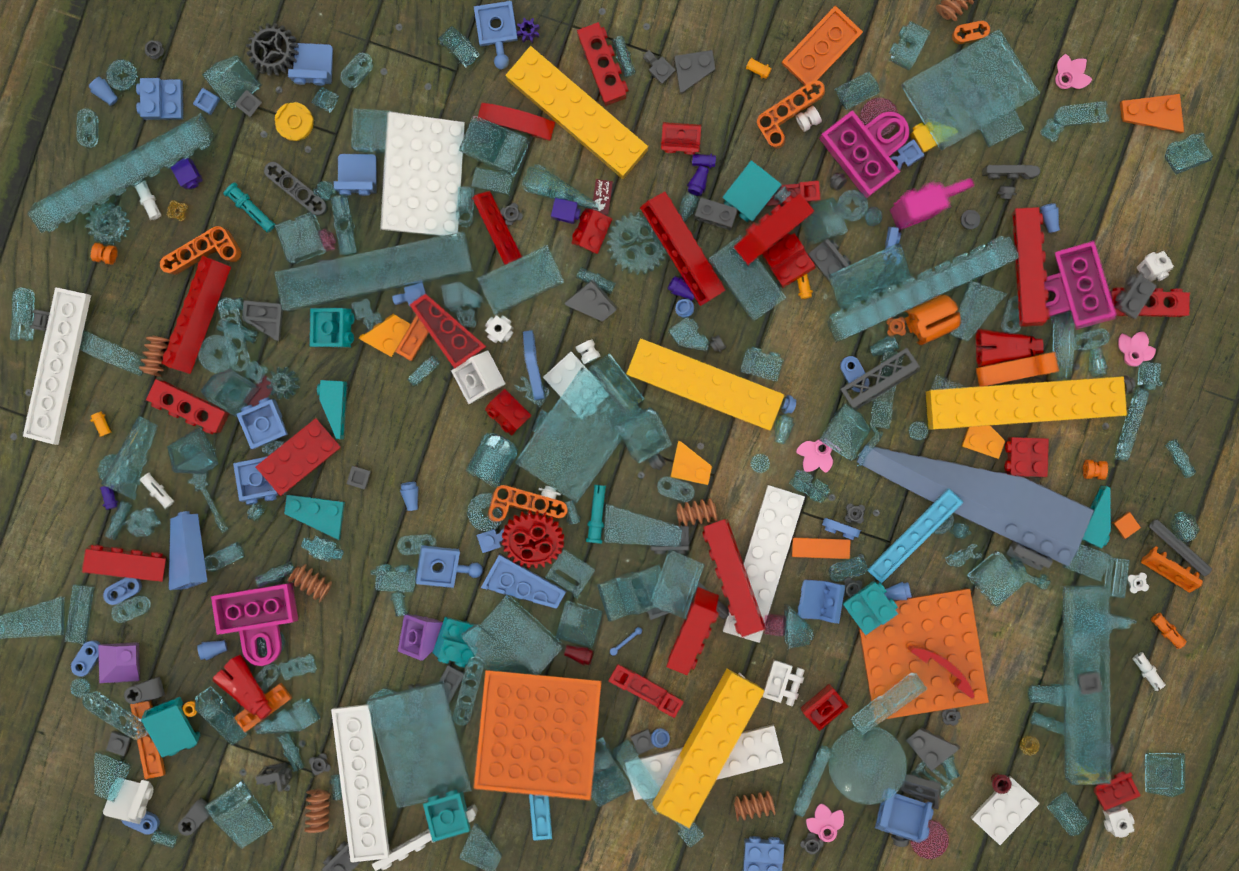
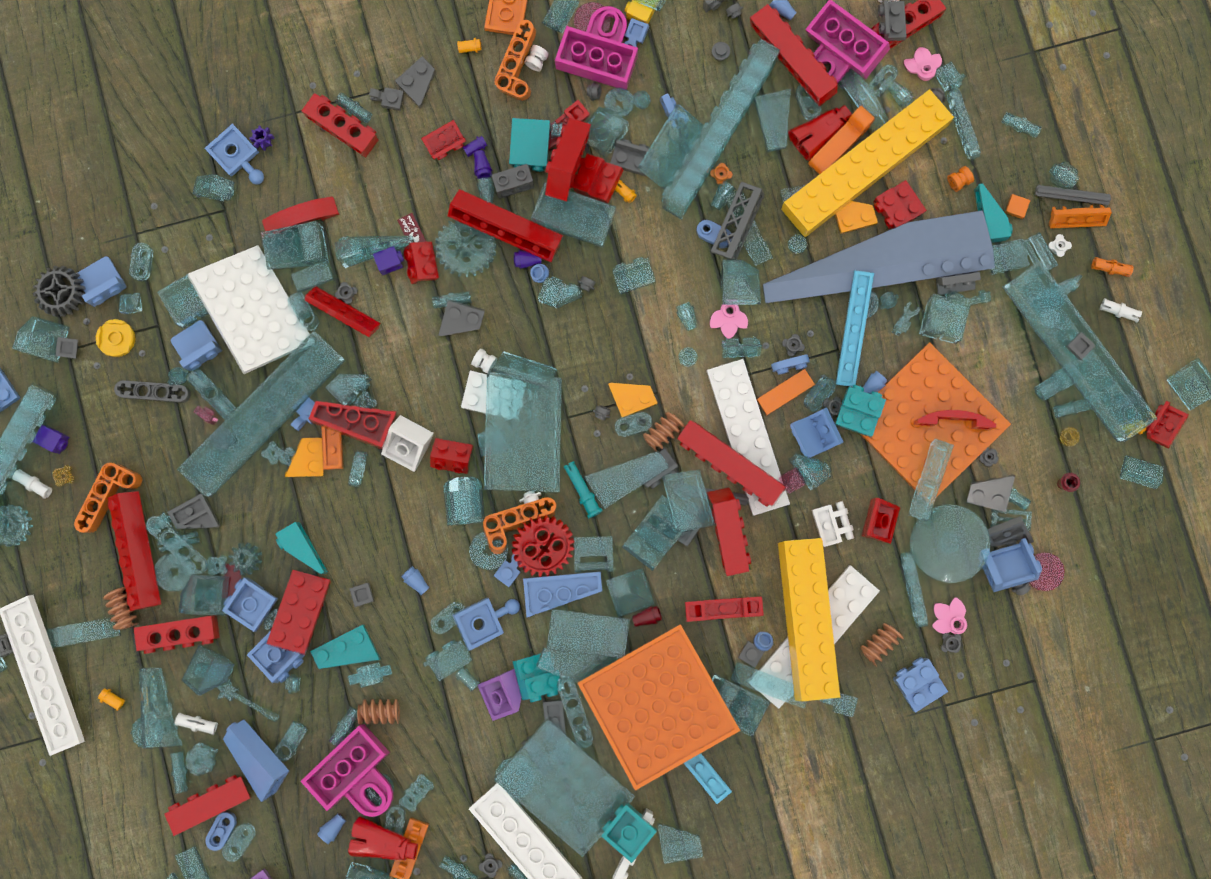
camera: 30 degrees left, 5 degrees down
(102, 253) = (19, 554): orange wheel -> none
(108, 498) = (158, 758): dark purple pin -> none
(206, 101) = (31, 370): medium blue tile -> none
(243, 201) = (115, 431): teal pin -> none
(294, 720) = (444, 839): clear light blue slope -> none
(300, 238) = (182, 428): clear light blue piece -> none
(331, 327) = (256, 485): teal plate -> none
(506, 332) = (404, 394): white brick -> none
(520, 280) = (389, 339): clear light blue brick -> none
(529, 395) = (463, 424): clear light blue plate -> none
(532, 365) = (446, 401): medium blue beam -> none
(572, 514) = (561, 503): clear light blue pin -> none
(576, 112) = (345, 176): yellow brick -> none
(613, 651) = (683, 563): medium blue hinge -> none
(644, 435) = (576, 396): clear light blue piece -> none
(705, 384) = (598, 322): yellow brick -> none
(788, 404) = (677, 293): medium blue plate -> none
(870, 445) = (766, 282): clear light blue piece -> none
(926, 203) = (674, 58): dark pink brick -> none
(933, 318) = (745, 146): orange cylinder -> none
(1004, 812) = (1089, 506): white plate -> none
(1118, 821) = (1186, 448): white brick -> none

